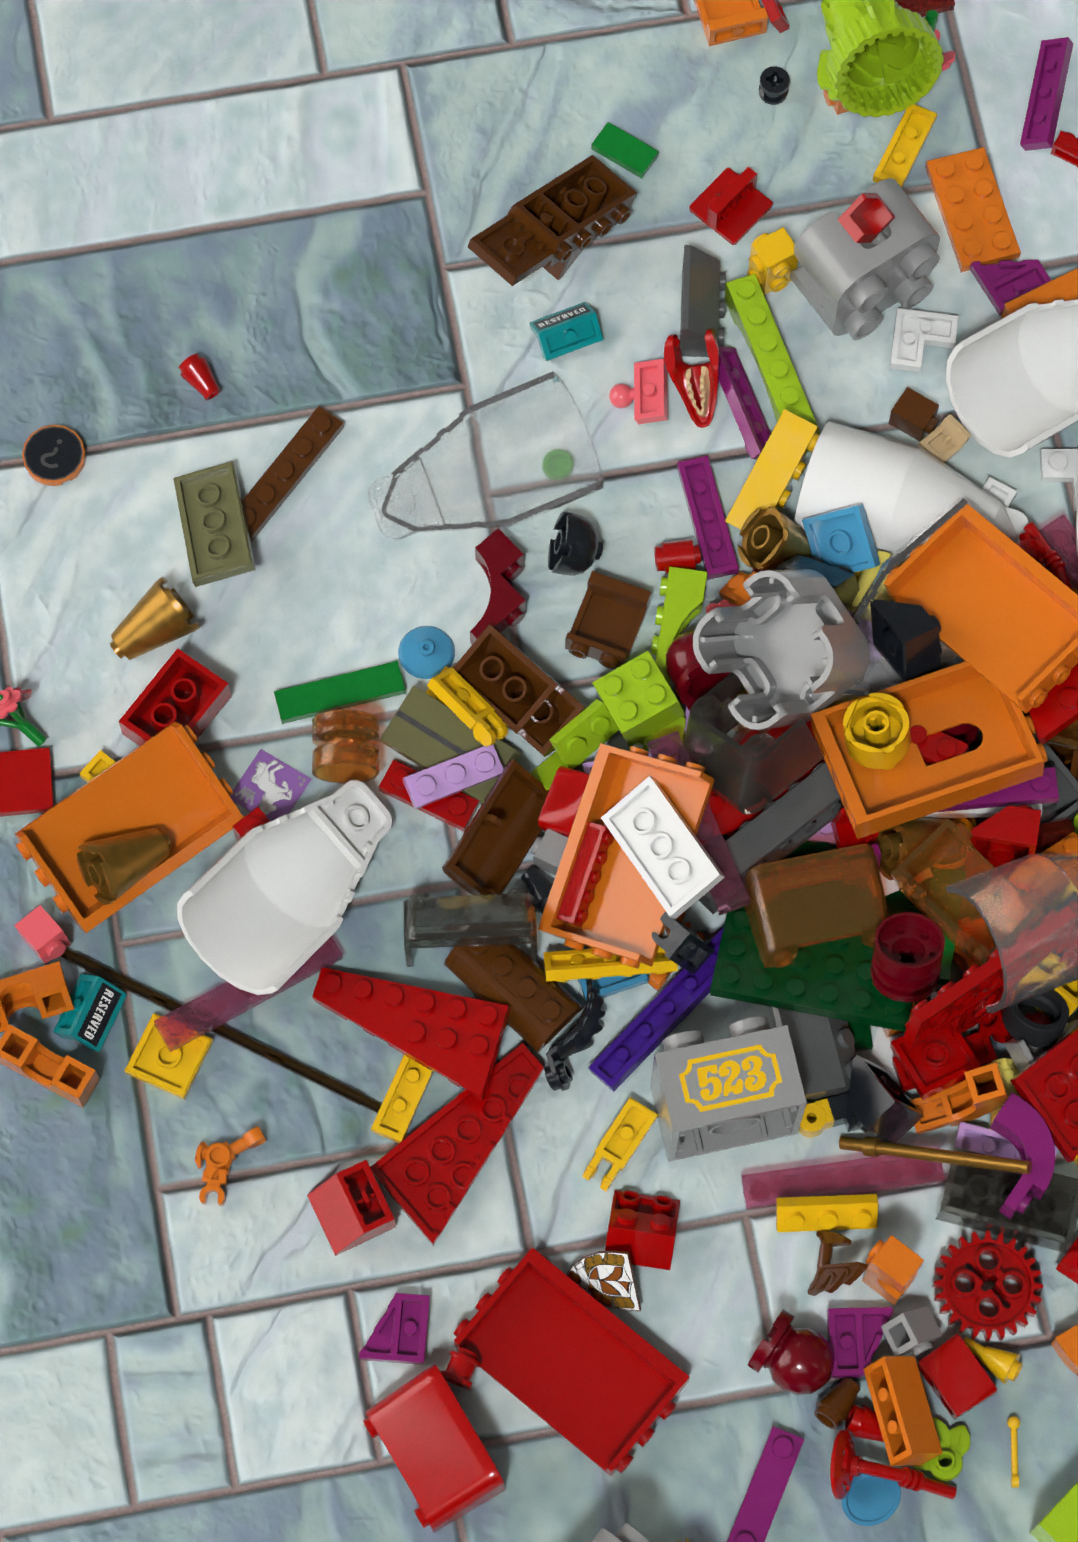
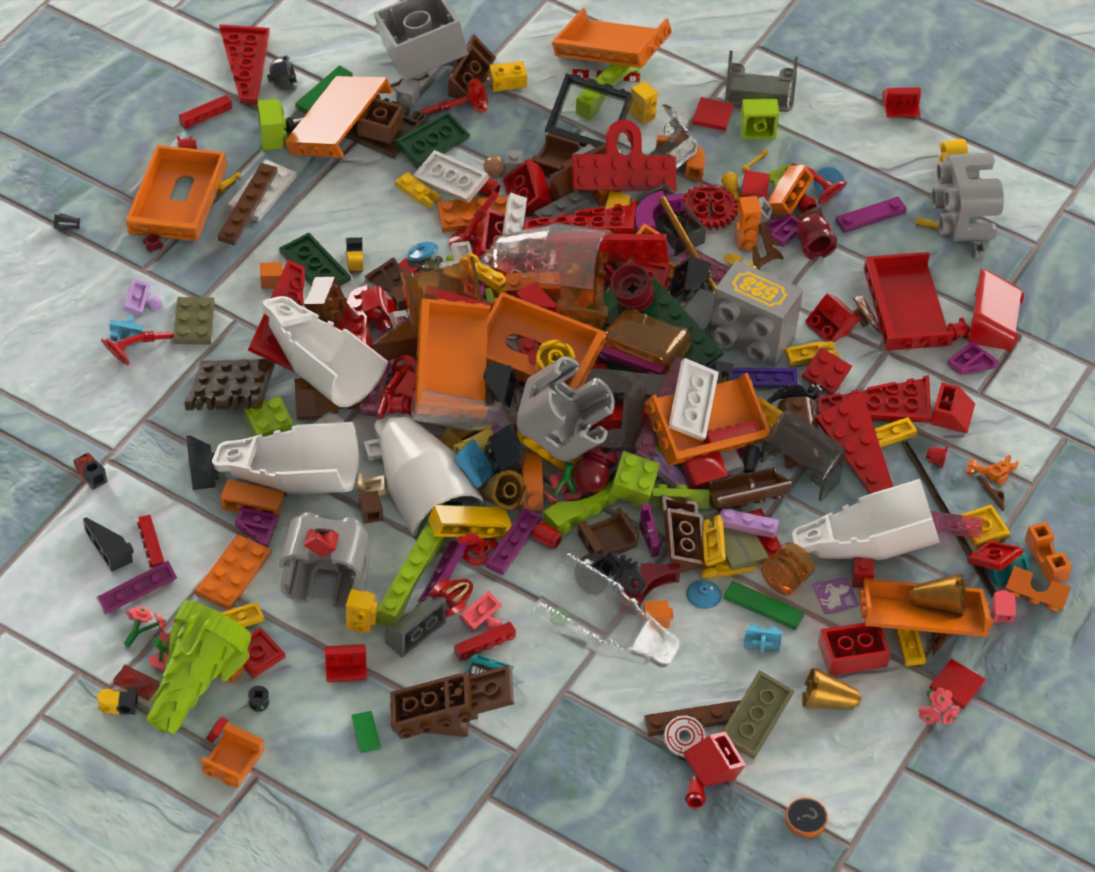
camera: 140 degrees left, 20 degrees down
(110, 1001) = (995, 555): none -> red tile
(204, 1124) = (995, 494): none -> reddish brown hand
(209, 419) = (715, 760): none -> red slope
(269, 416) = (680, 724): none -> white tile
(311, 632) = (762, 638): none -> medium azure hips
(314, 1112) = (936, 455): none -> red brick
(447, 561) = (659, 611): none -> orange brick
(529, 578) = (626, 572): none -> black plant
(554, 659) = (649, 531): none -> magenta wing
(570, 1124) = (827, 371): none -> red plate
(608, 362) = (485, 641): none -> red piece
(742, 467) = (478, 548): none -> red dish
(838, 140) = (263, 653): none -> red tile
(991, 44) = (142, 615): none -> plant

